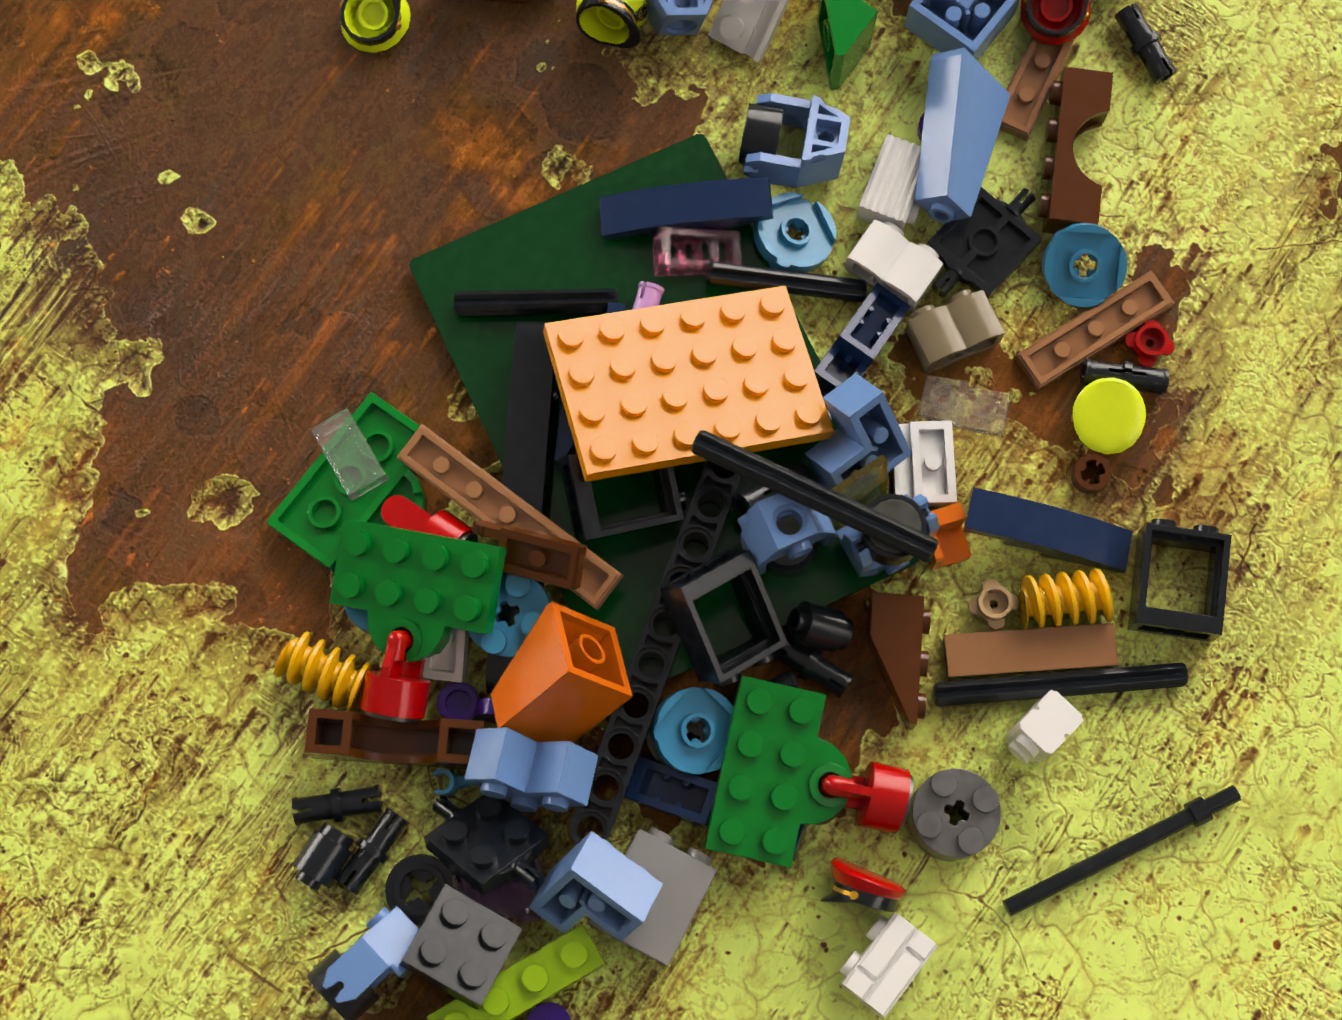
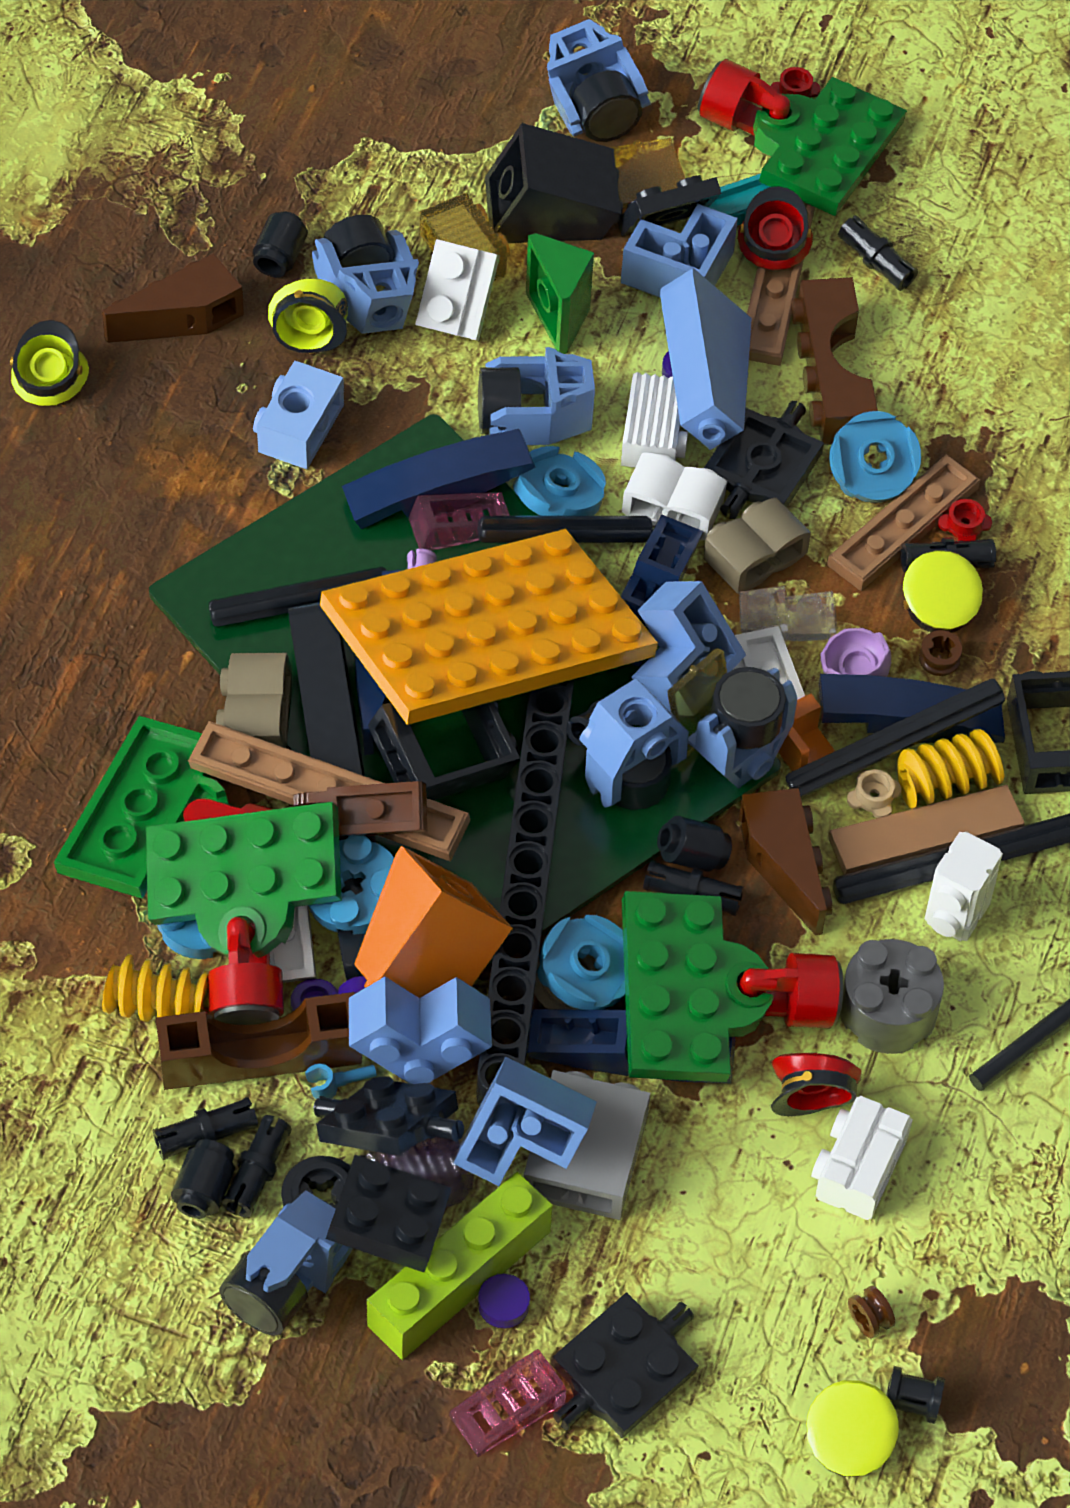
camera: 15 degrees left, 20 degrees down
(349, 454) = (133, 773): clear tile -> none
(472, 404) = (257, 695): none -> dark tan brick
(578, 132) = (299, 414): none -> light blue brick
(755, 604) = (615, 822): black window -> none
(814, 496) = (658, 680): black axle -> none
(1012, 468) = (856, 653): none -> lavender hair
(1025, 562) = (896, 738): none -> black axle

